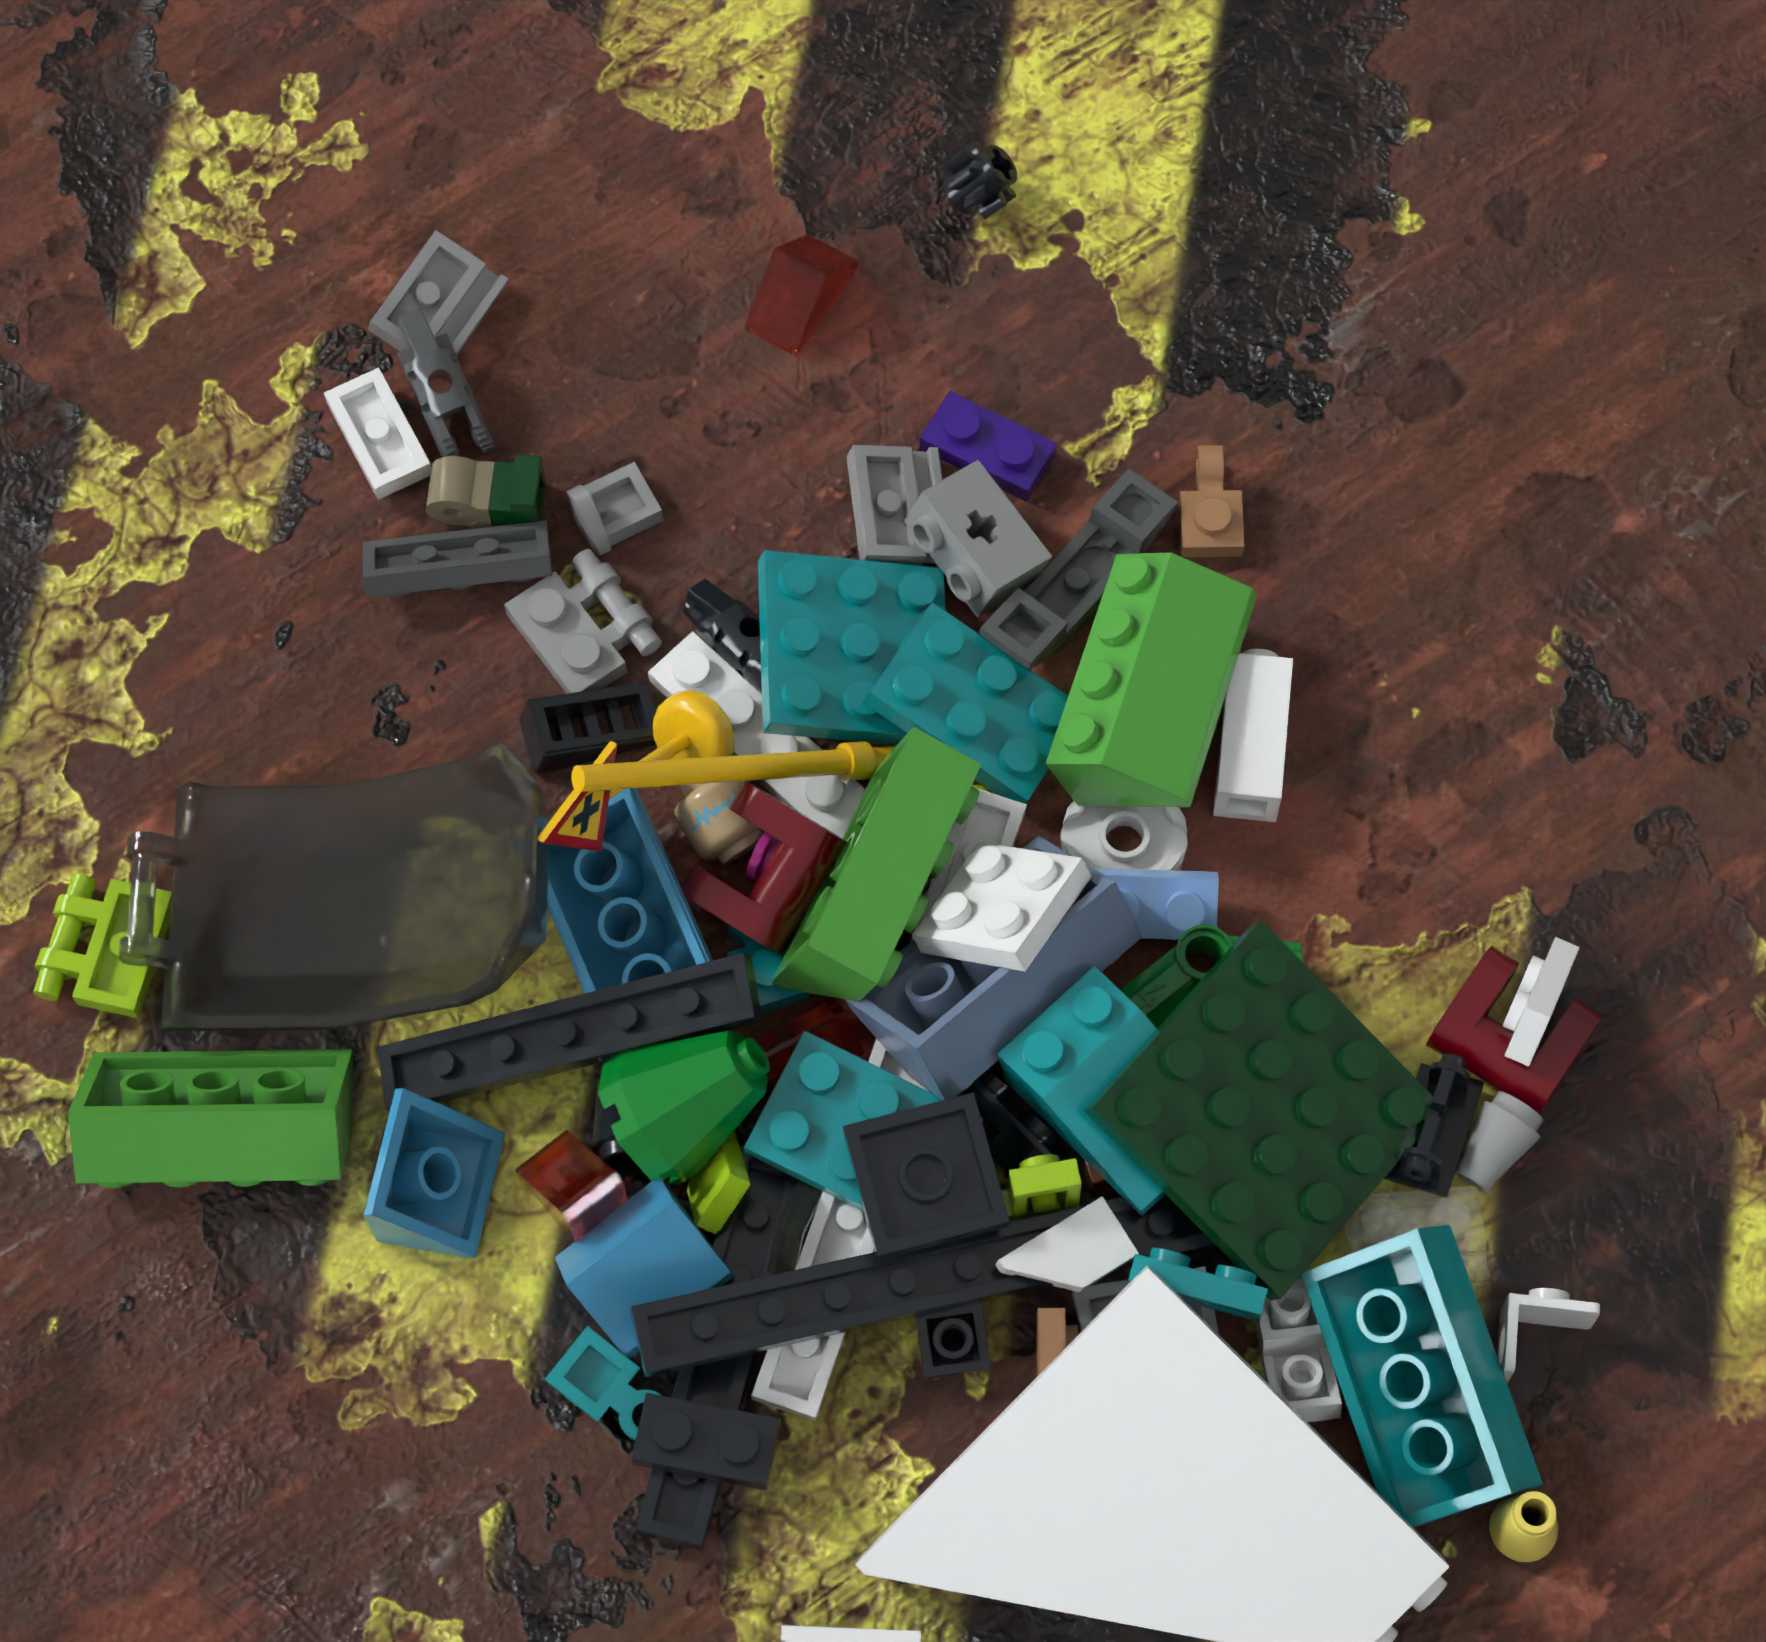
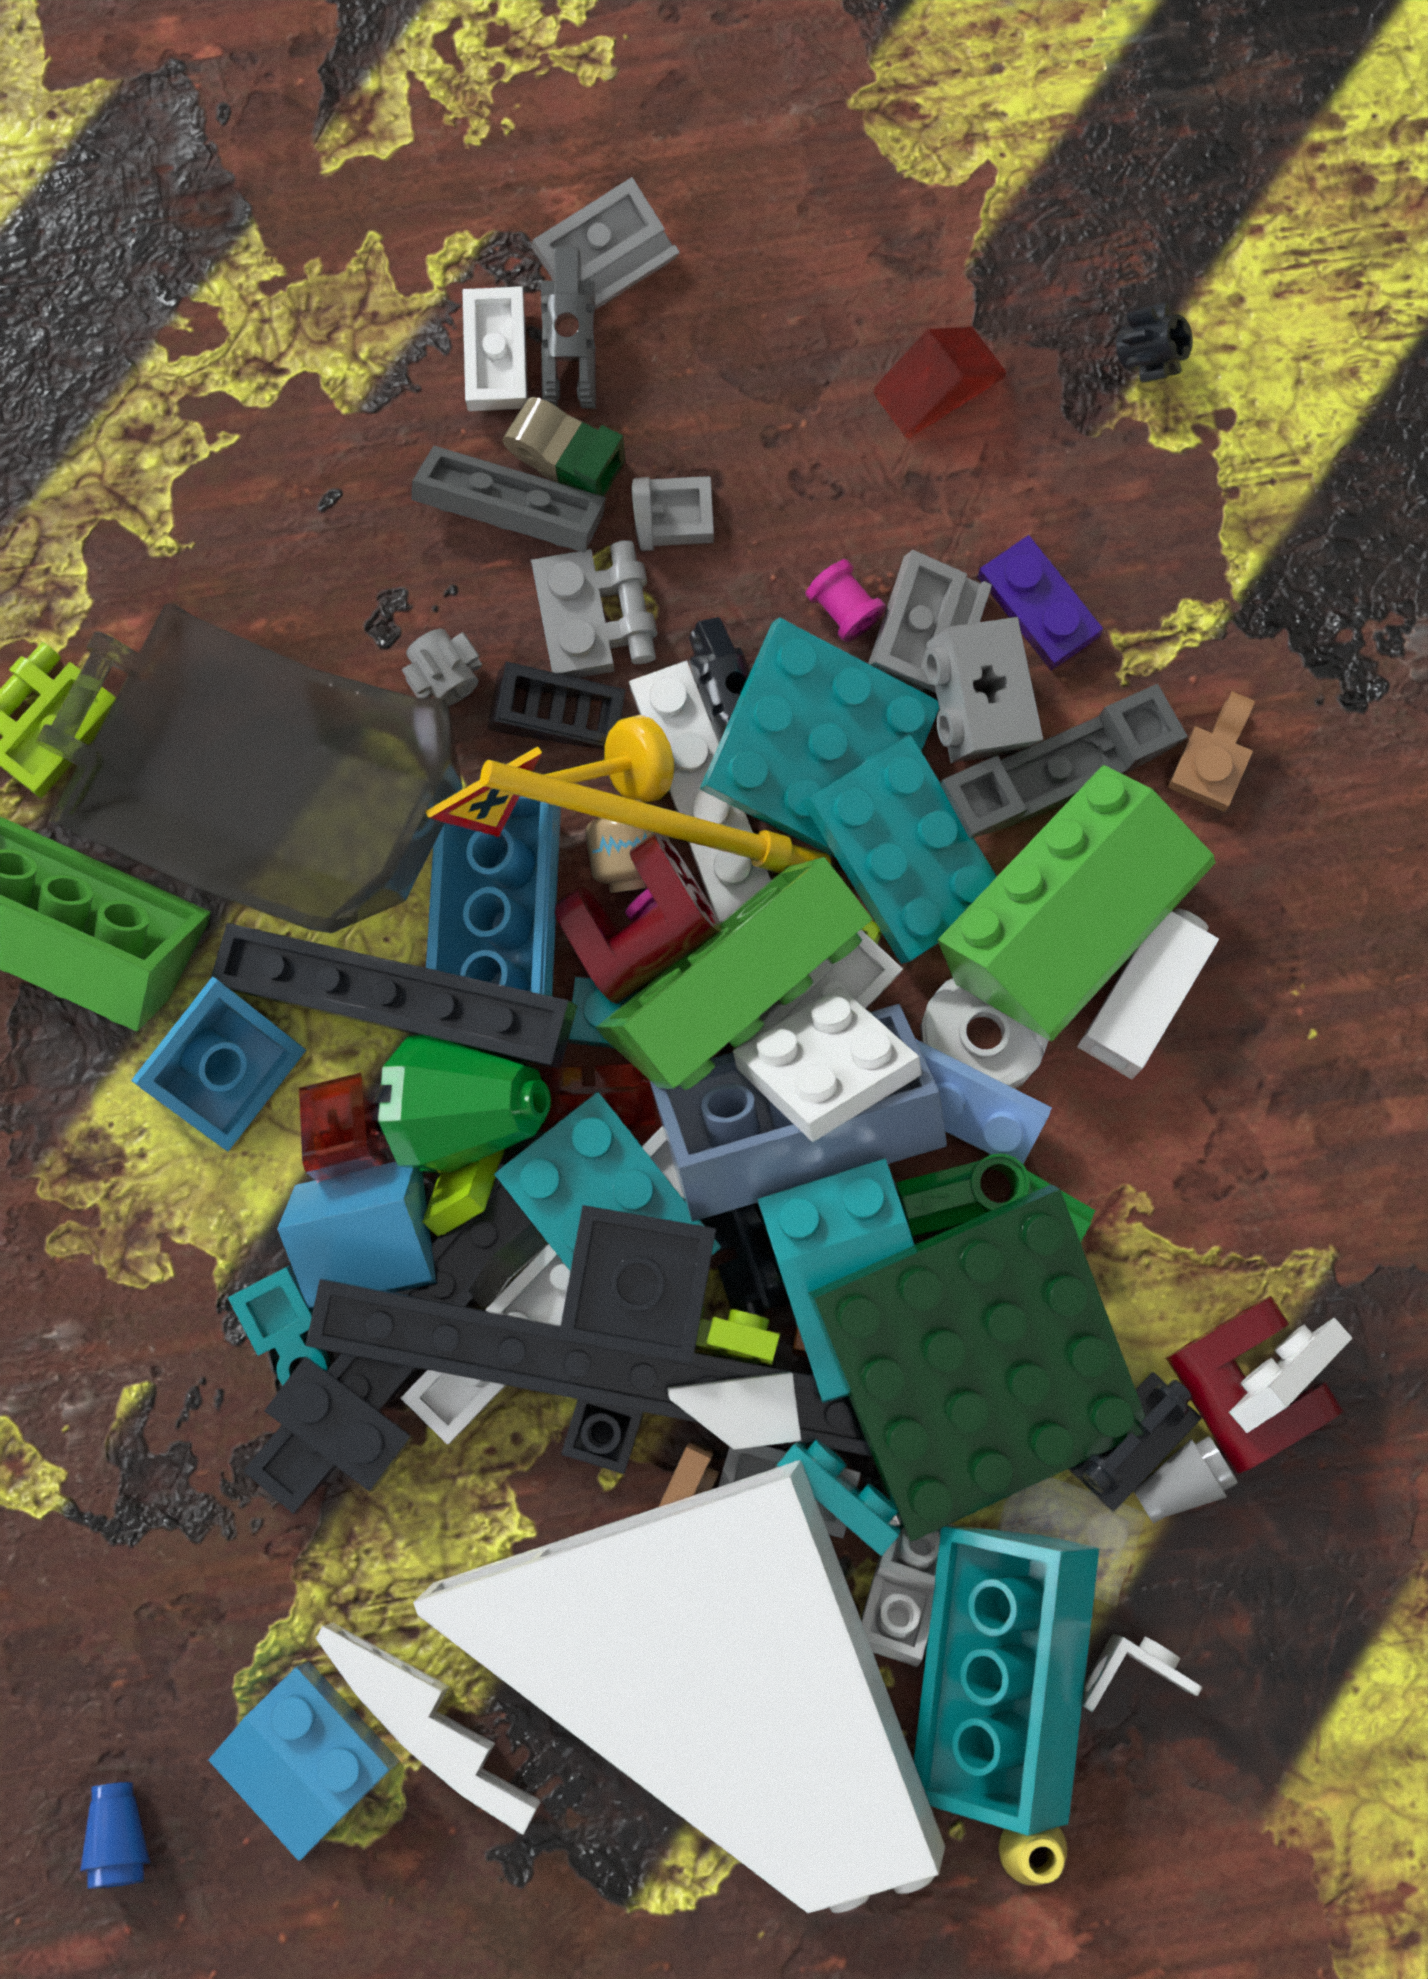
camera: 25 degrees right, 10 degrees up
(467, 727) = (442, 666): none -> light grey gear
(812, 516) = (845, 600): none -> dark pink bush

